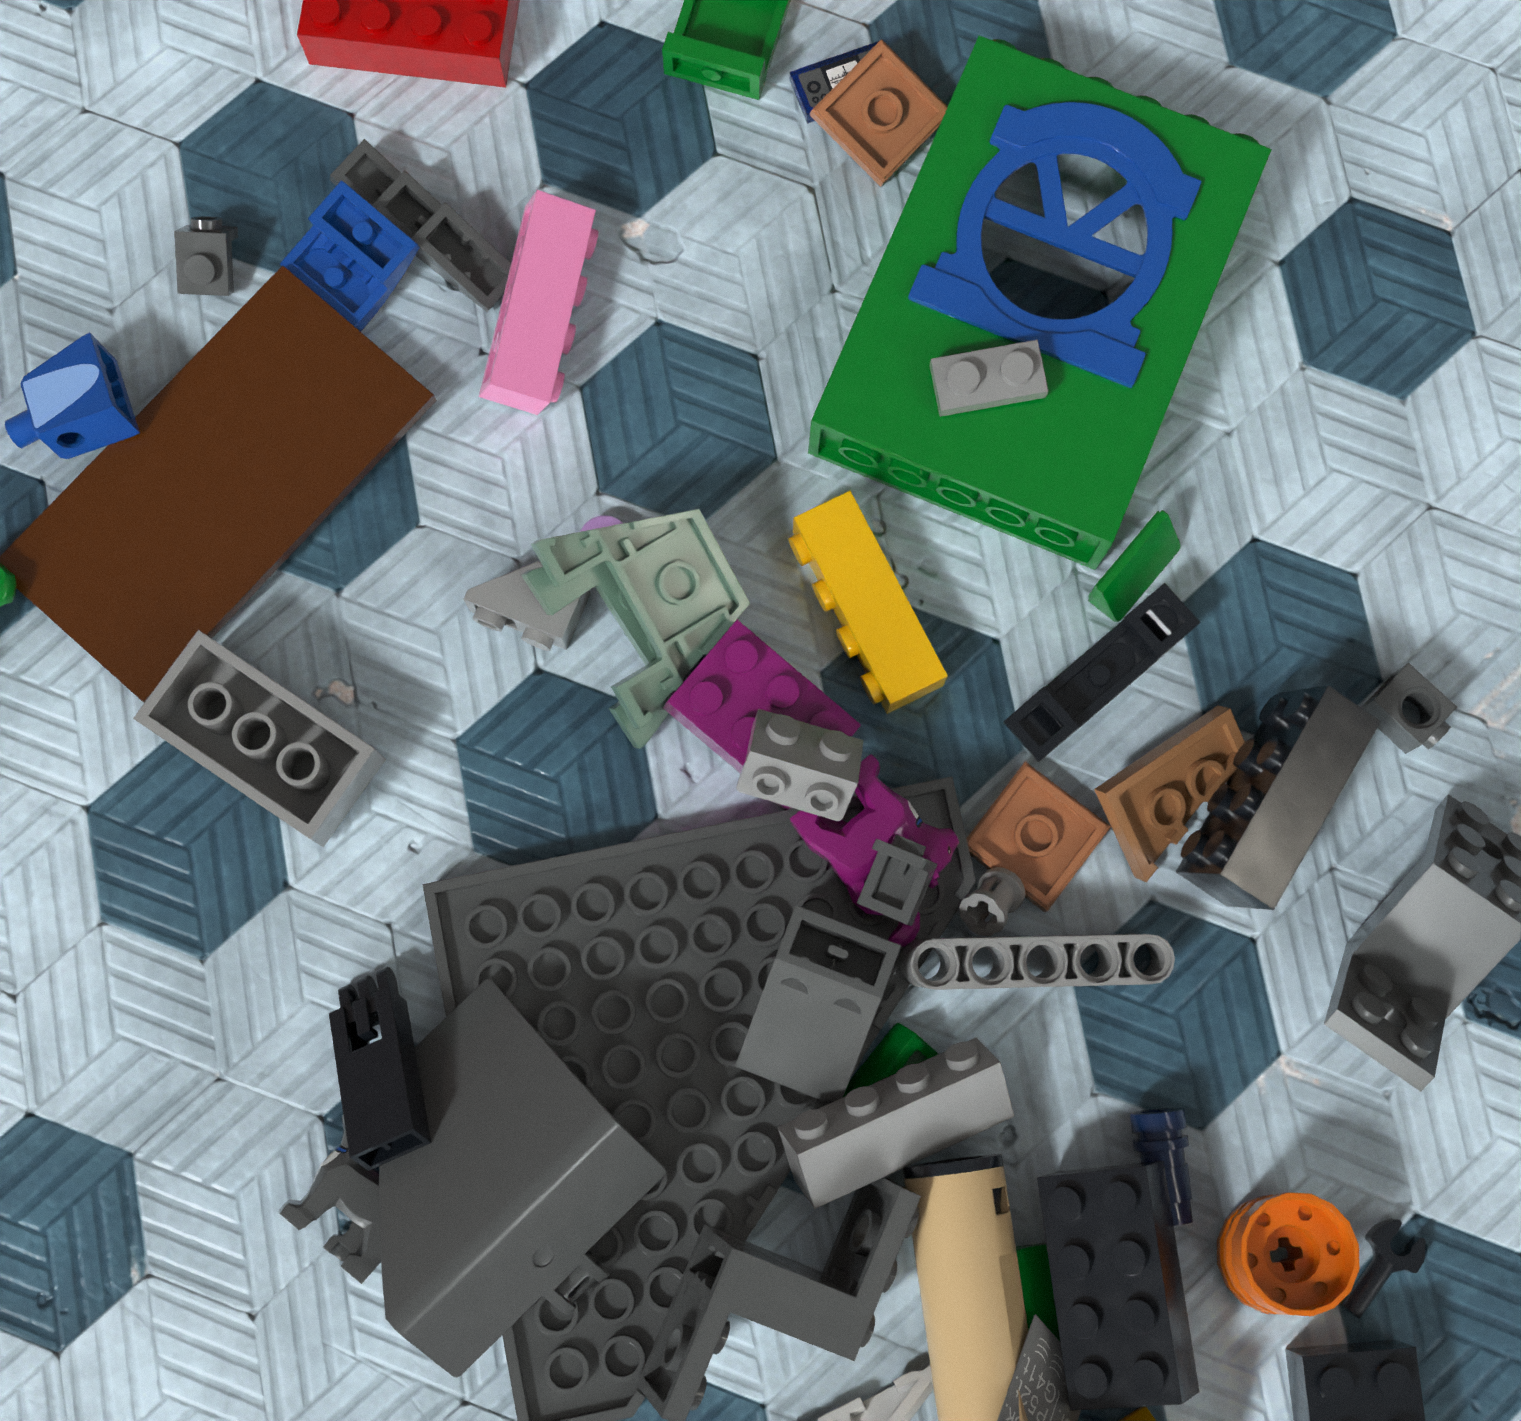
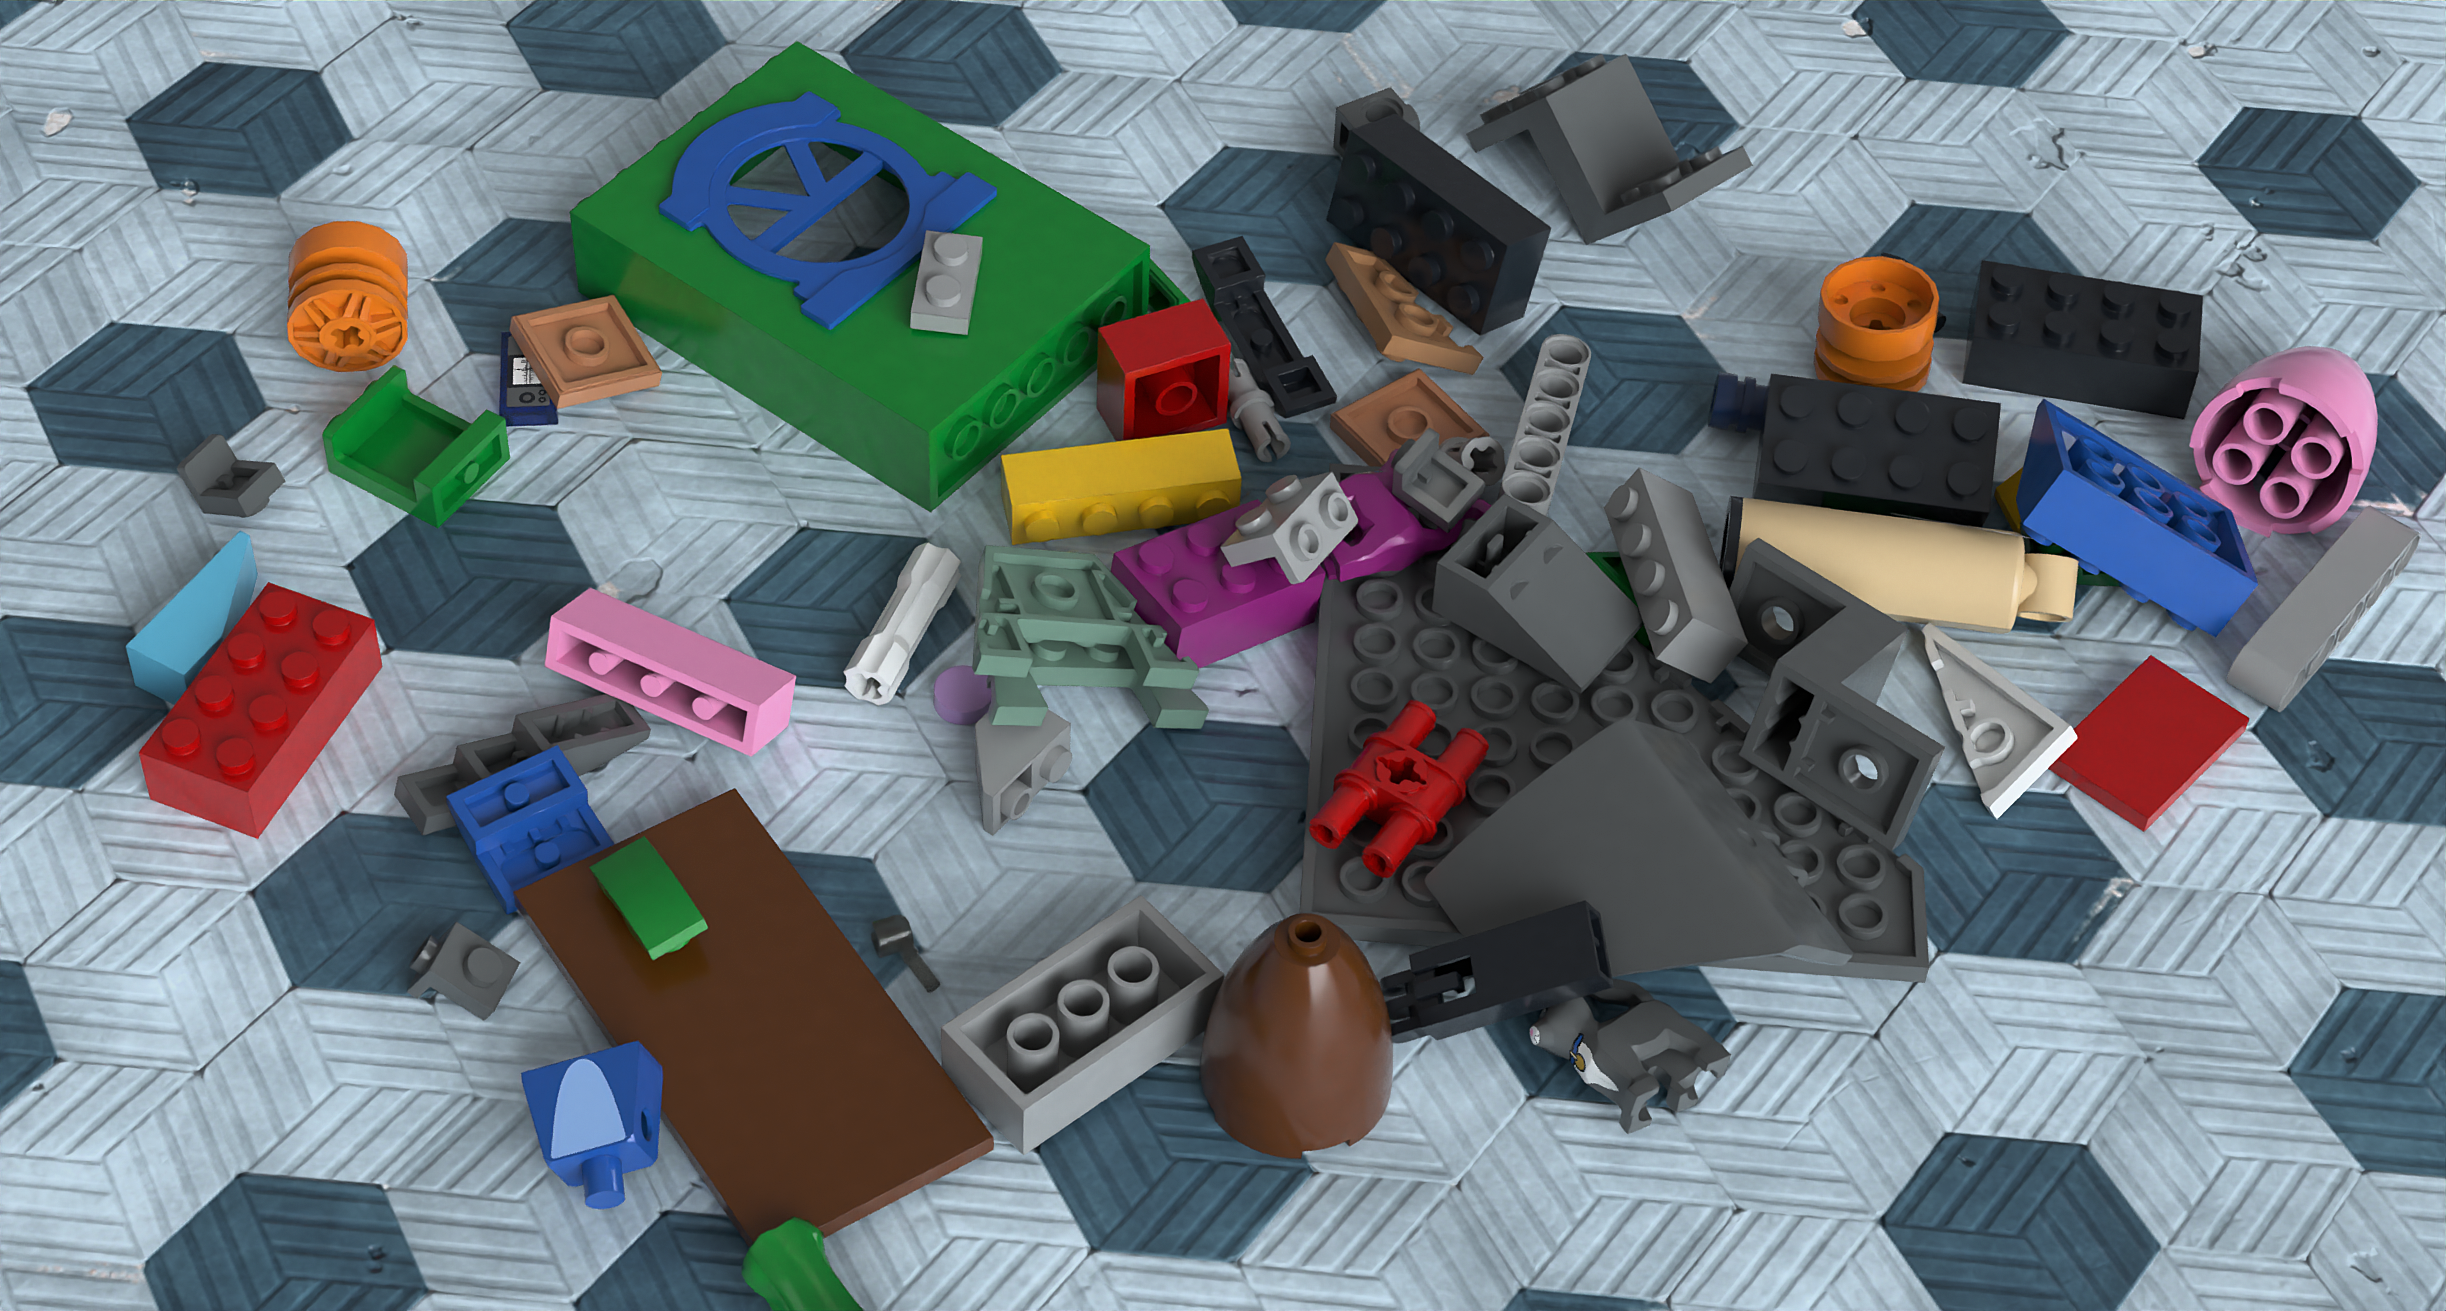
camera: 75 degrees left, 30 degrees down
(275, 368) = (649, 898): none -> green slope
(283, 919) = (1298, 1042): none -> reddish brown cylinder
(333, 569) = (895, 936): none -> clear smoke hand
(542, 950) = (1399, 788): none -> red pin
(621, 466) = (885, 654): none -> white axle
(995, 598) = (1163, 373): none -> red brick
(1008, 690) = (1254, 412): none -> light grey pin

